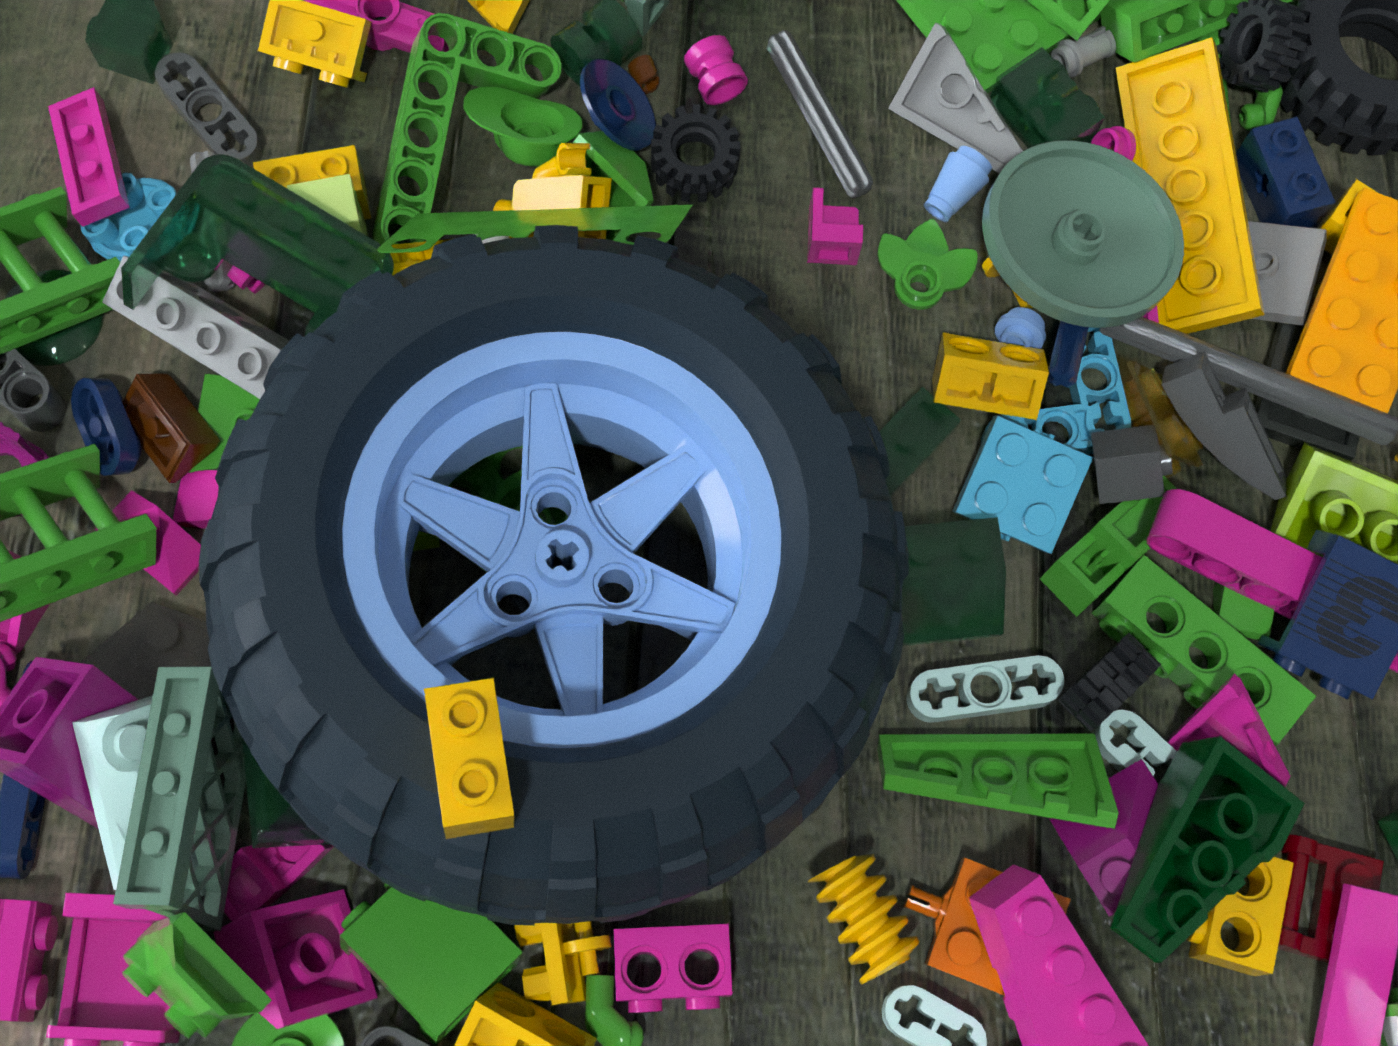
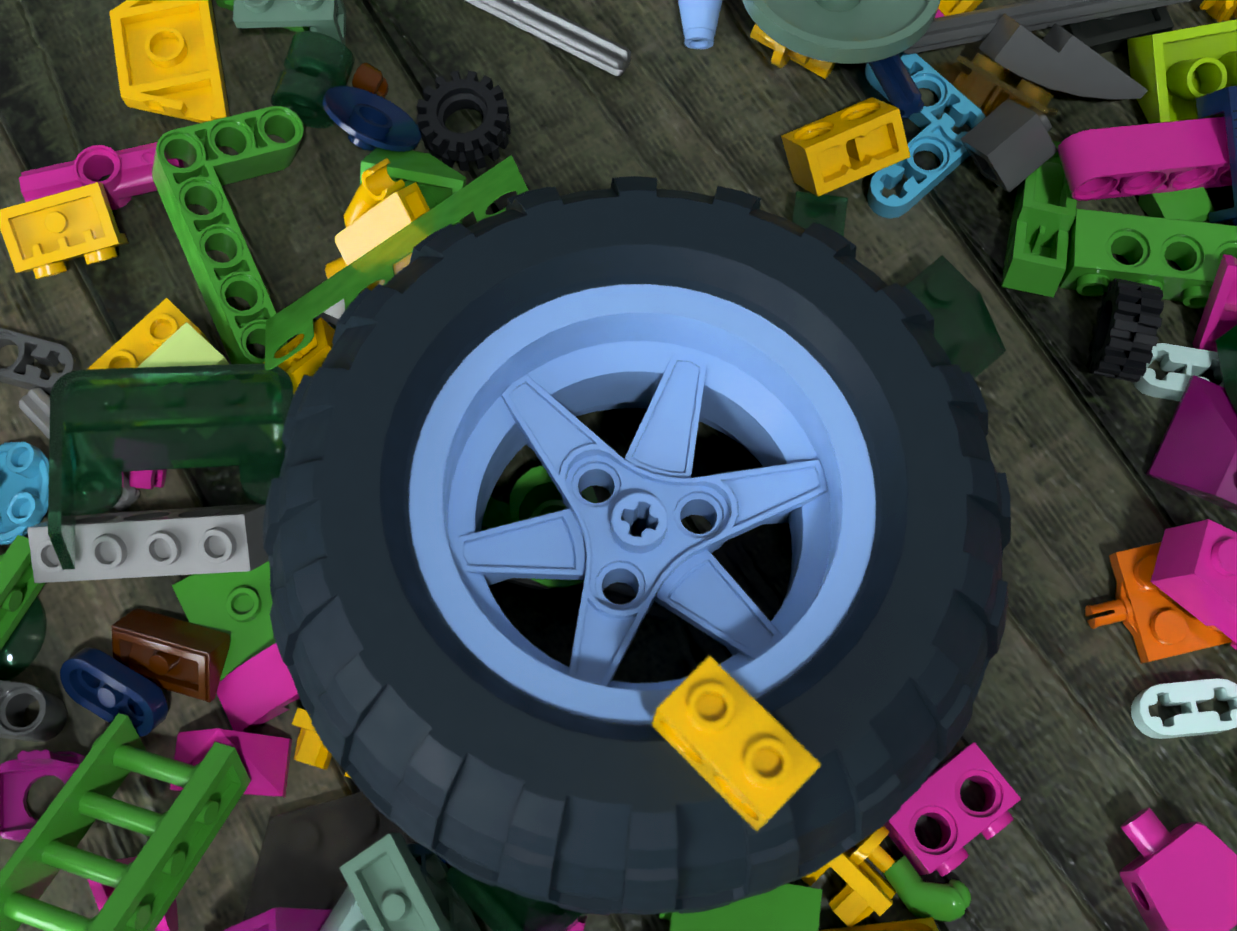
camera: 25 degrees left, 0 degrees up
(522, 125) = (303, 189): bright green piece -> none
(713, 65) = (430, 39): dark pink wheel -> none
(833, 232) = (627, 113): dark pink panel -> none
(865, 916) = (1075, 655): yellow piece -> none
(925, 260) = (719, 88): bright green plate -> none
(1010, 772) = (1105, 454): bright green wing -> none
(1021, 669) = (1040, 371): light aqua beam -> none
(1022, 328) = (839, 91): light blue plate -> none
(1024, 483) = (934, 214): medium azure plate -> none

